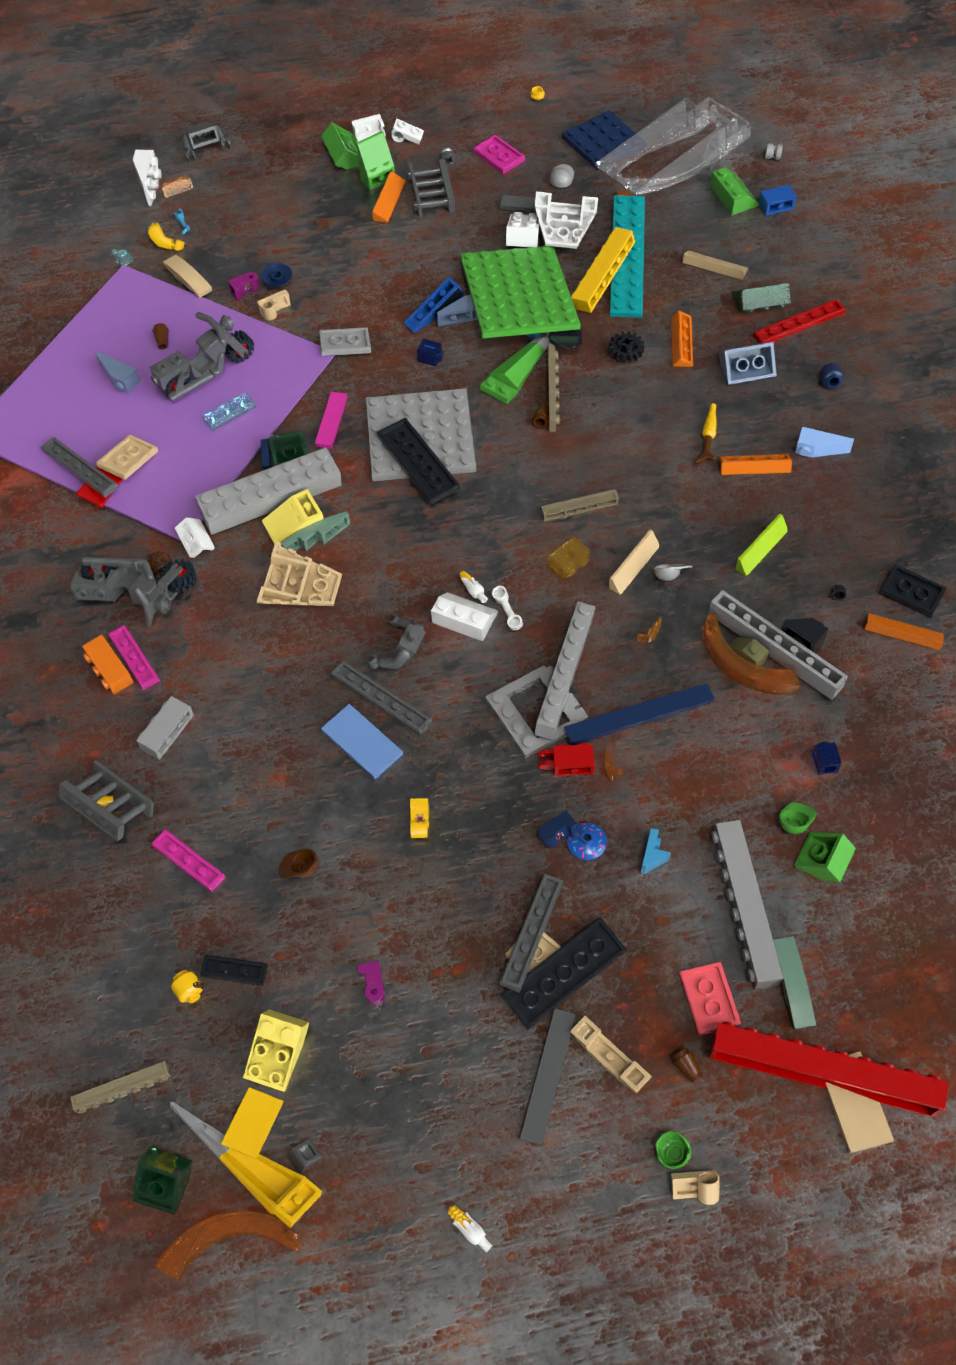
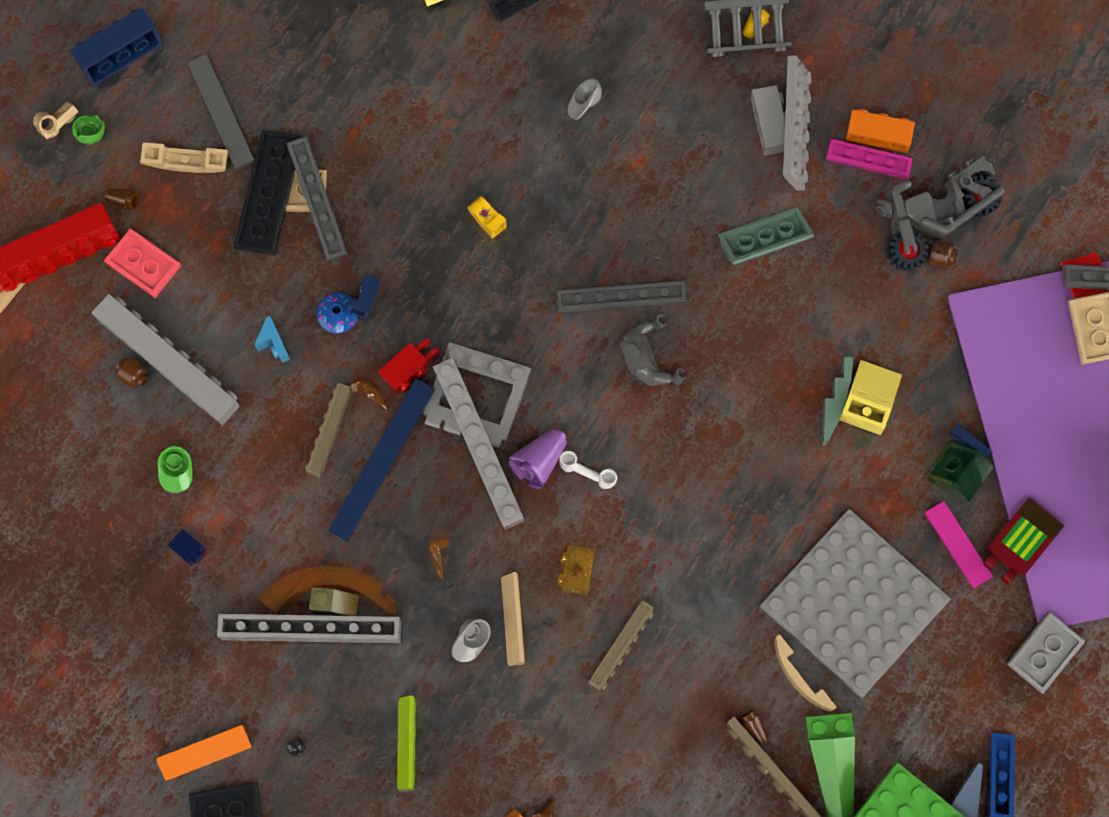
camera: 140 degrees right, 15 degrees up
(146, 709) = (796, 123): none -> light grey plate
(188, 860) = (639, 42): dark pink tile -> none
(194, 536) = (940, 304): white panel -> none
(229, 411) = (1061, 461): clear light blue plate -> none
(251, 658) = (765, 235): none -> sand green slope
(267, 490) = (924, 406): light grey brick -> none
(270, 845) = (584, 97): none -> light grey cap
(297, 392) = (1023, 540): none -> tile
(298, 580) = (800, 337): tan wedge -> none
(299, 864) = (547, 104): reddish brown cap -> none
(362, 741) = (598, 245): medium blue tile -> none
(375, 990) = (406, 70): magenta leg -> none
(418, 461) = (820, 559): black tile -> none
(430, 352) = (942, 712): clear blue brick -> none
(463, 616) = (622, 432): white slope -> none
(473, 587) = (641, 468): white piece -> none
(489, 433) = (819, 699): none -> tan slope
(531, 634) = (538, 458): none -> medium lavender cone
(594, 1204) = (116, 46): none -> dark blue brick
(661, 762) = (328, 430): none -> dark tan piece
(780, 913) = (131, 372): none -> reddish brown head
(794, 983) = (84, 322): sand green slope -> none
(807, 632) = (287, 654): black slope -> none
(825, 856) = (128, 451): bright green slope -> none

